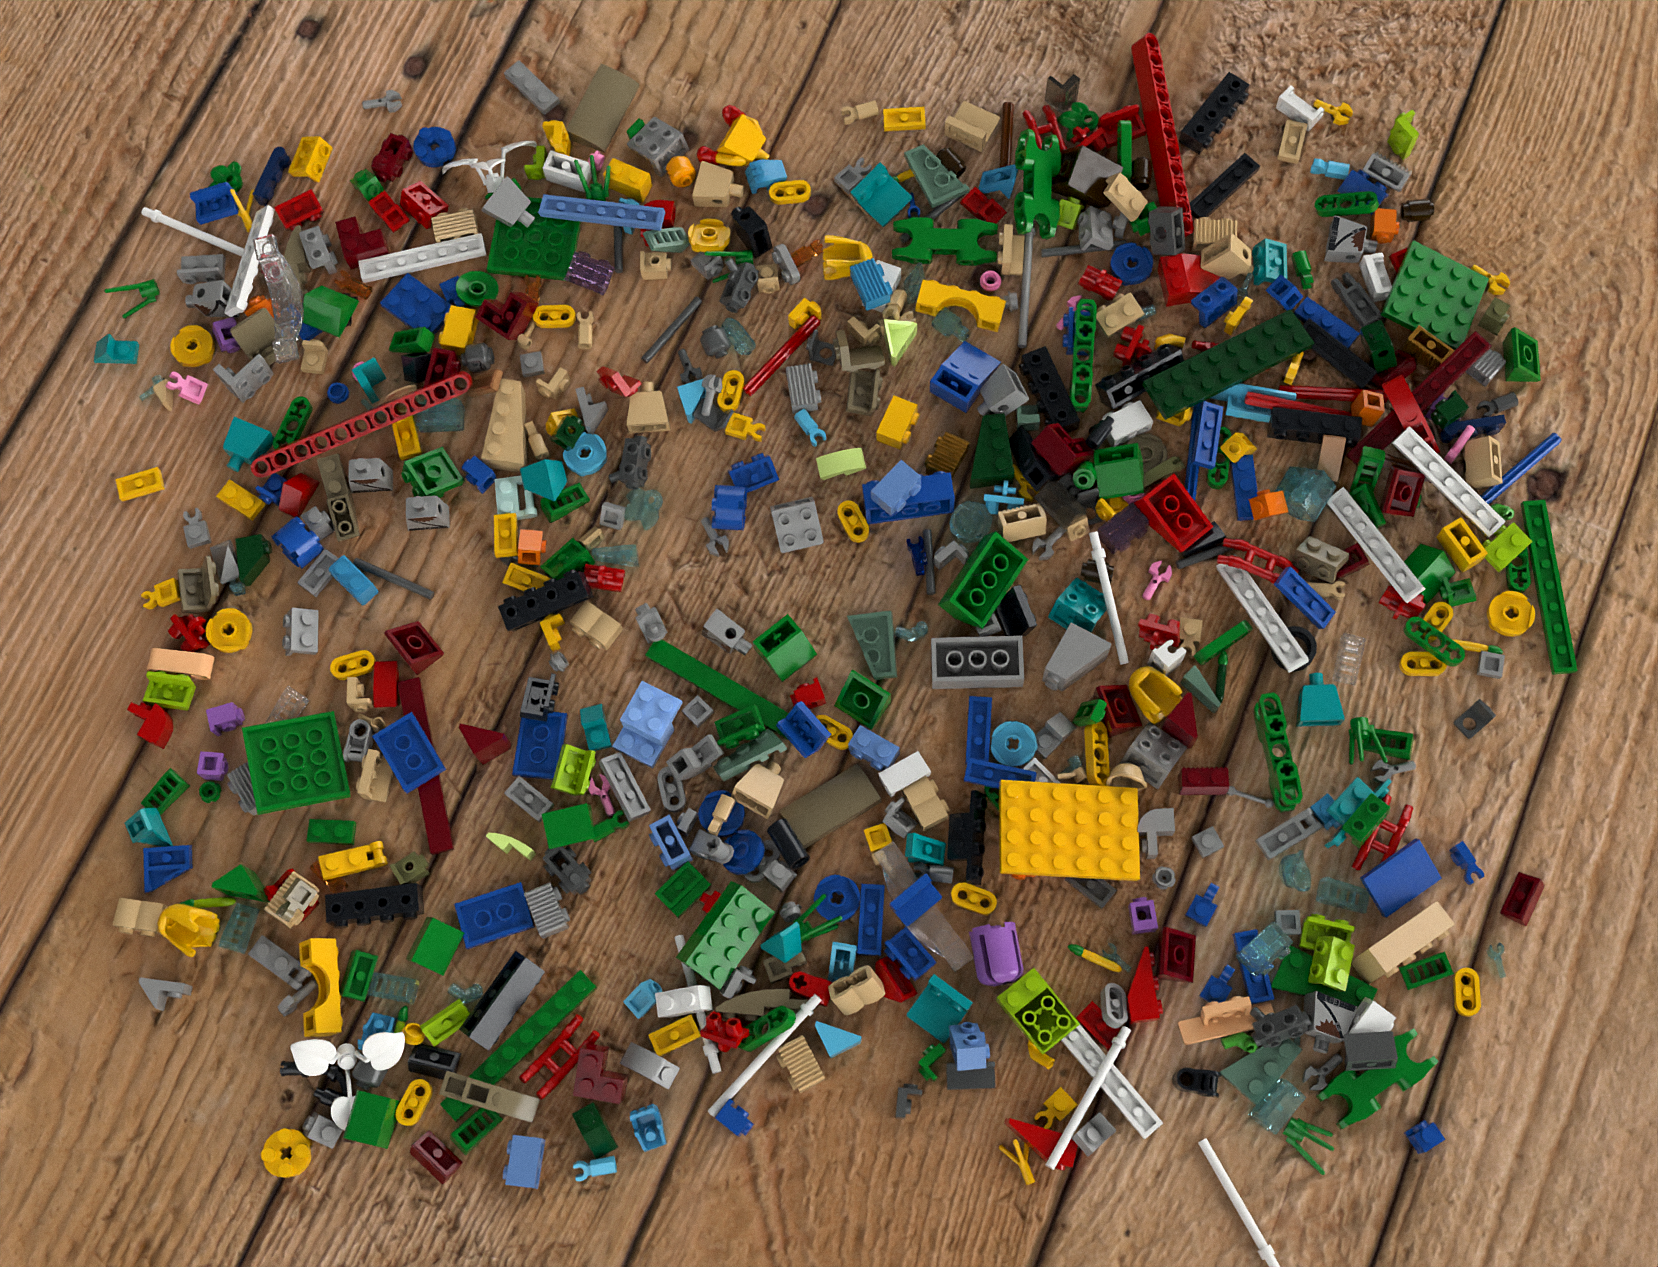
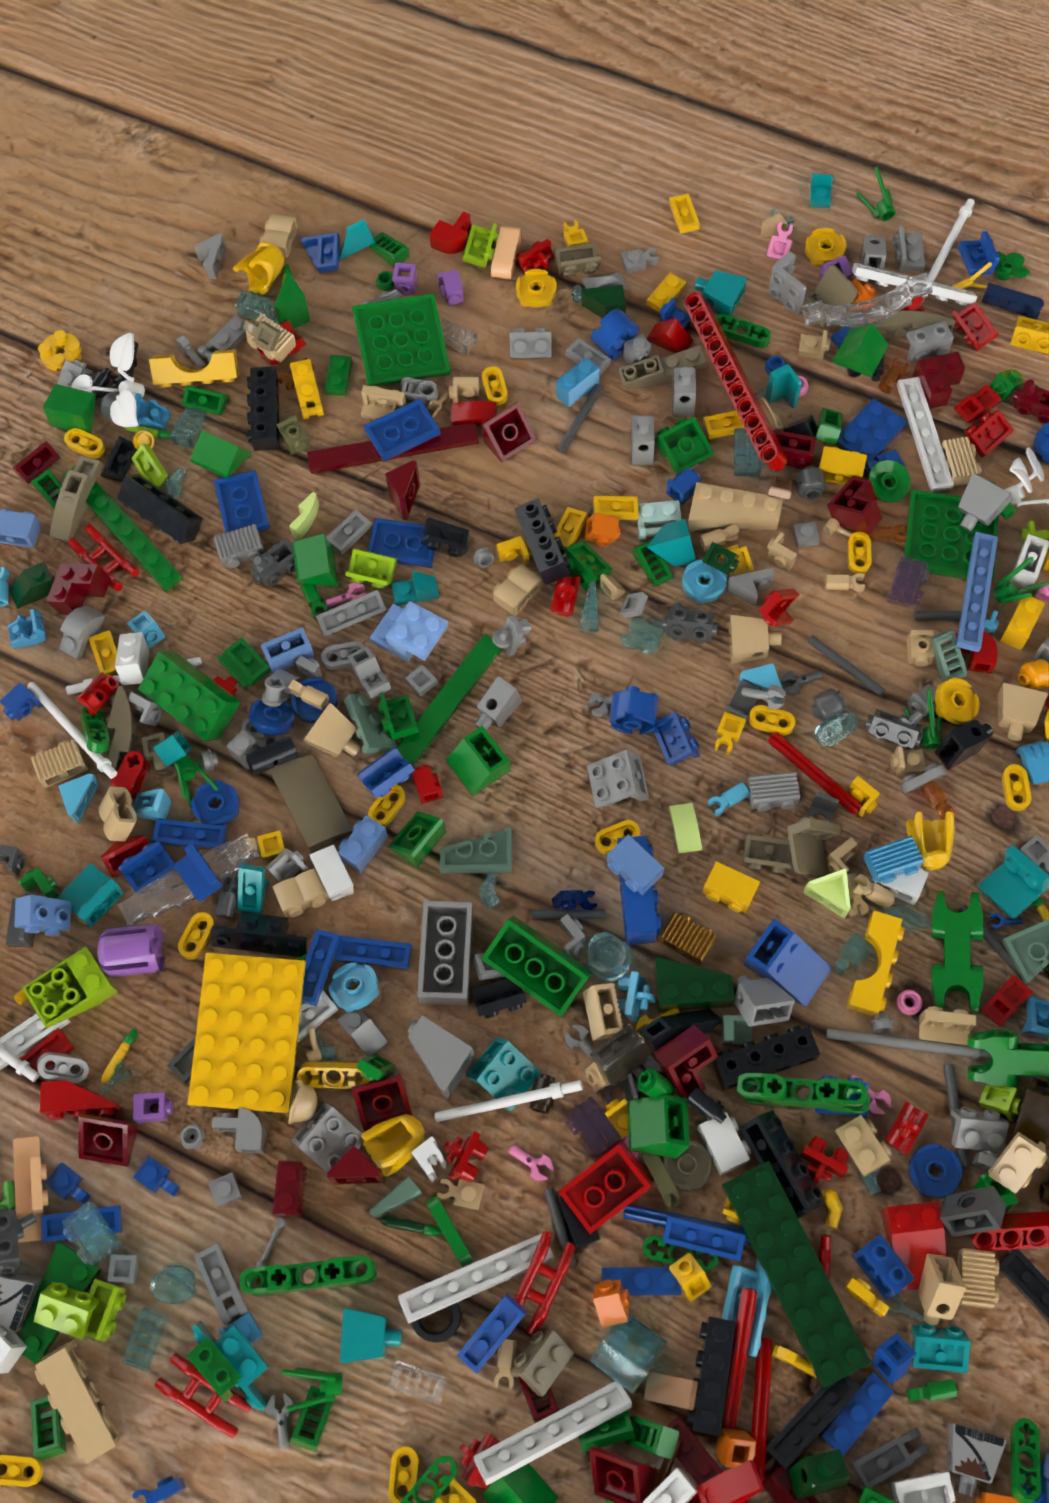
camera: 90 degrees right, 5 degrees down
(1400, 878) = (151, 1408): blue tile -> none

